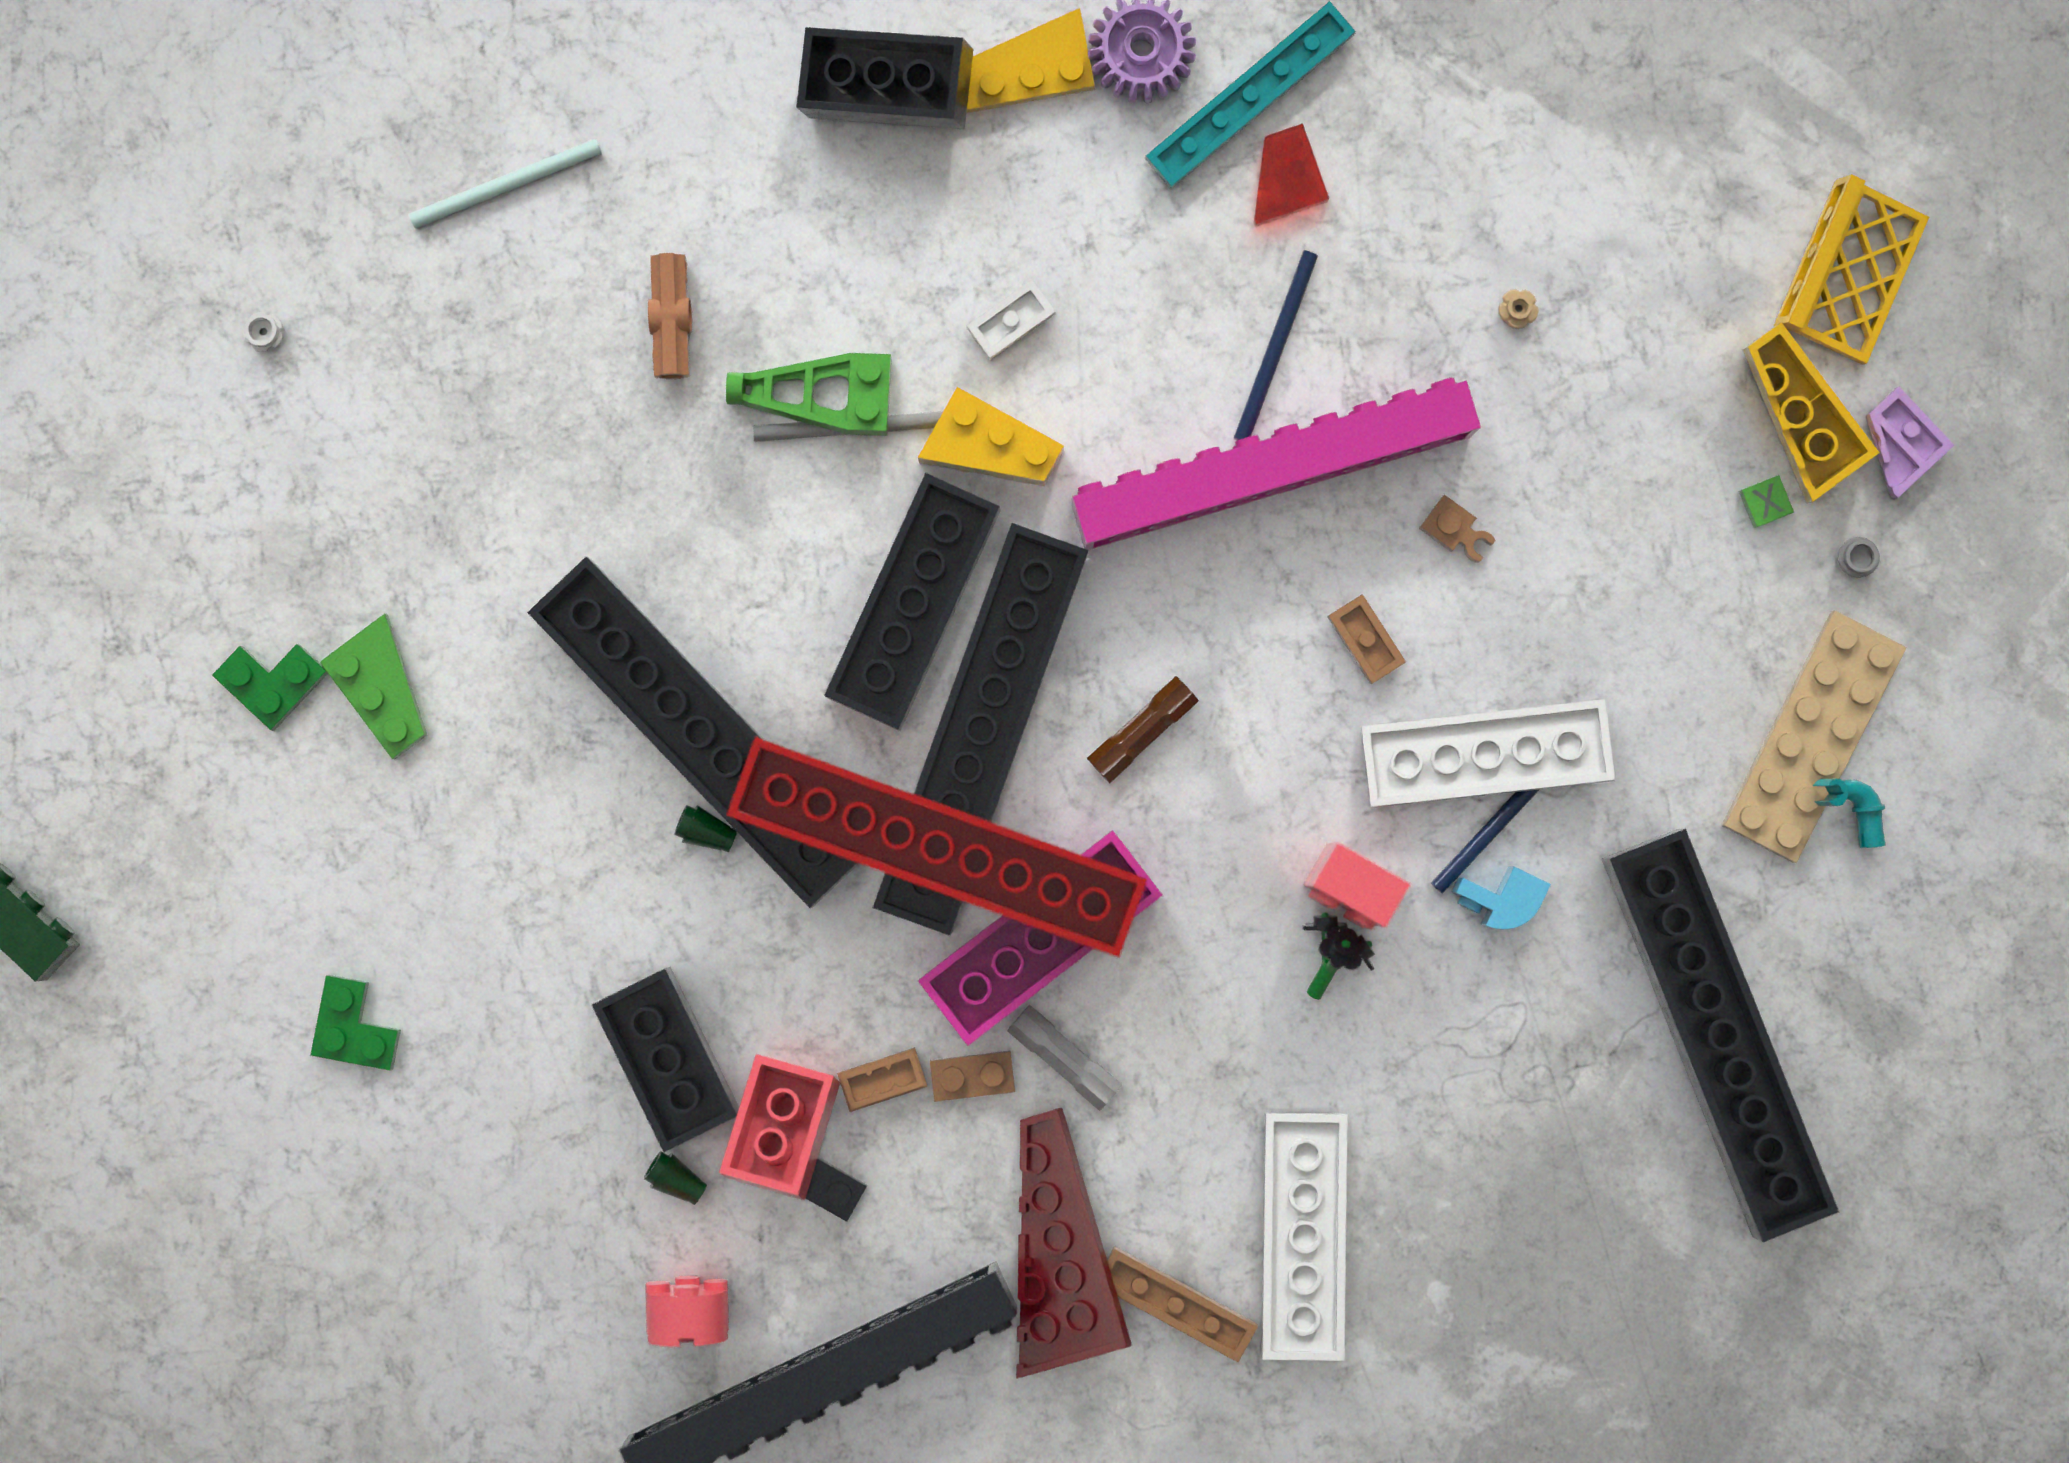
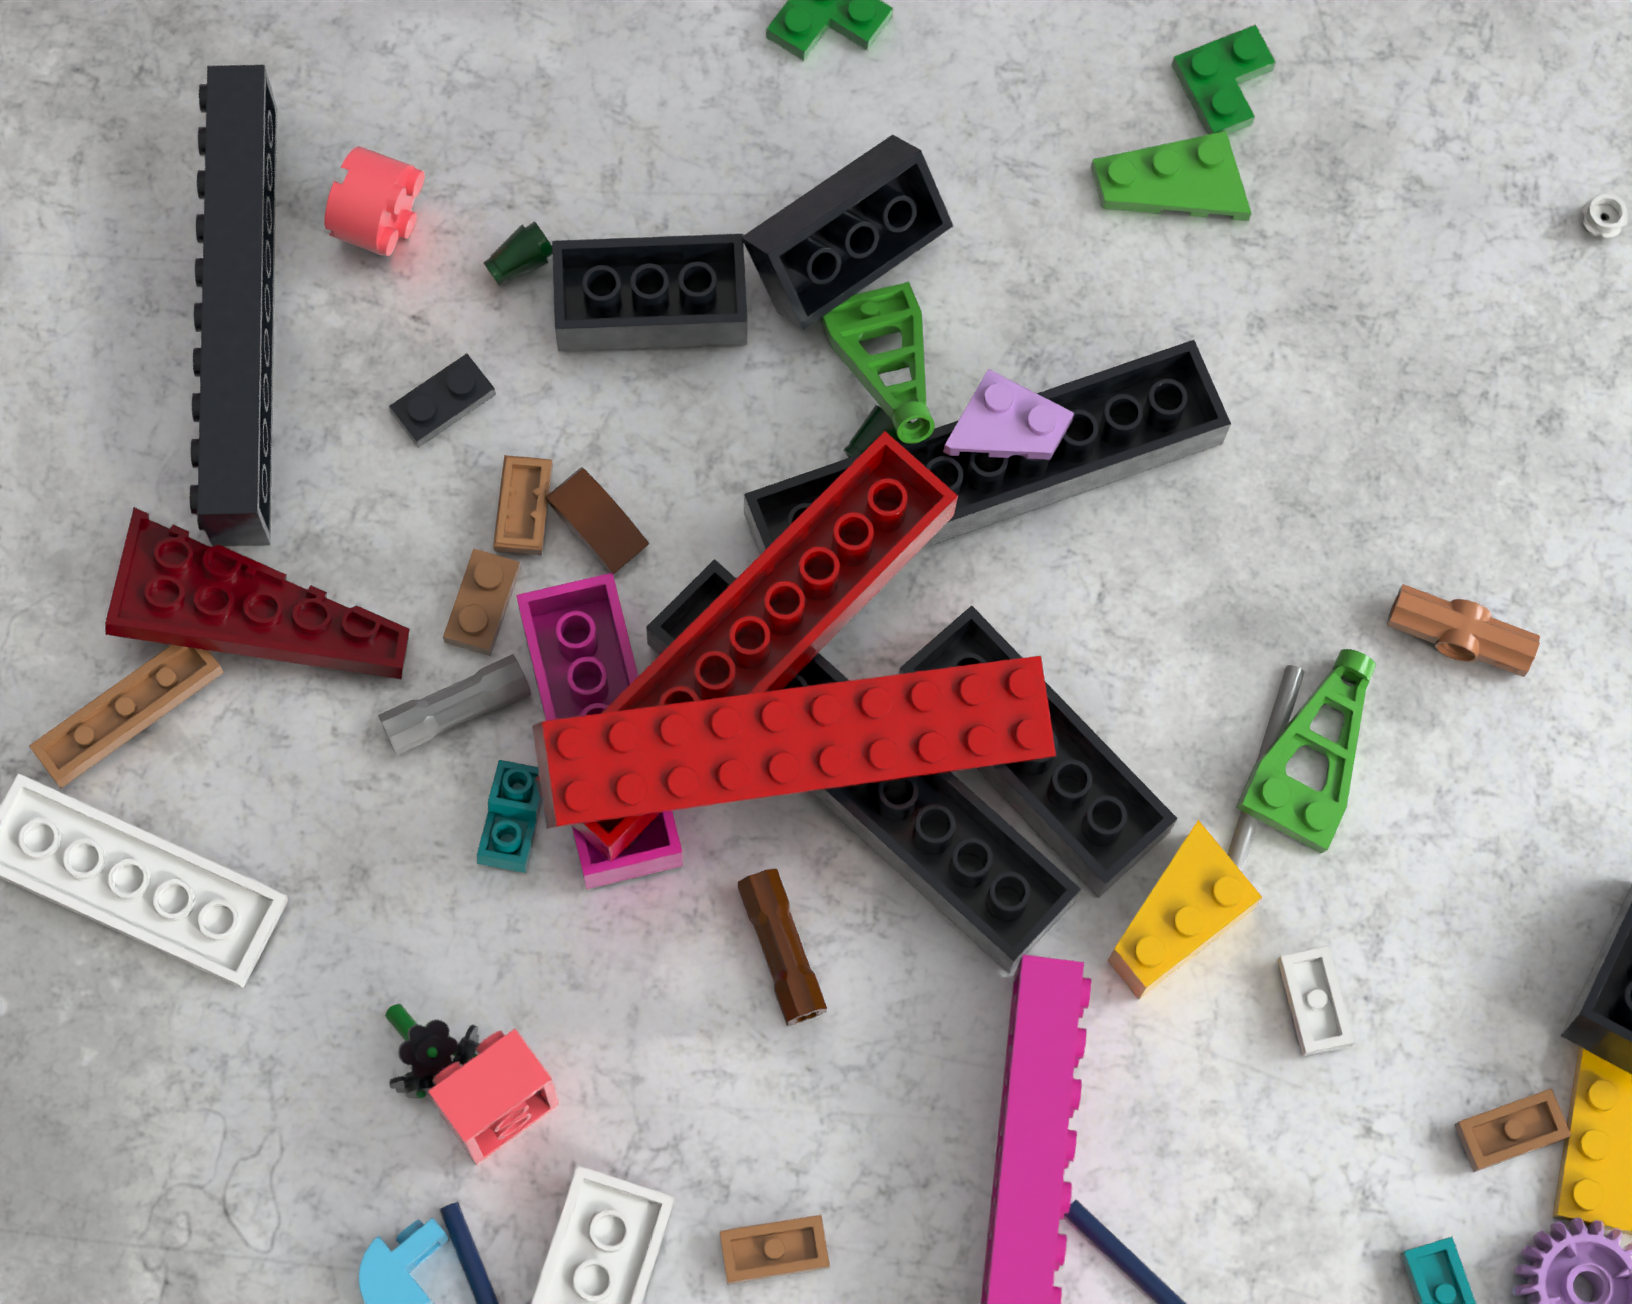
camera: 110 degrees right, 15 degrees down
(549, 923) = (848, 231): none -> black brick
(605, 874) = (876, 315): none -> bright green plate
(662, 728) = (1008, 422): none -> lavender wing
(780, 1127) = (521, 370): coral brick -> none
(871, 1016) = (597, 520): none -> reddish brown slope
(1008, 776) = (792, 741): none -> red brick
(1046, 140) = (1512, 1130): none -> medium nougat plate
(1129, 975) = (510, 817): none -> teal slope

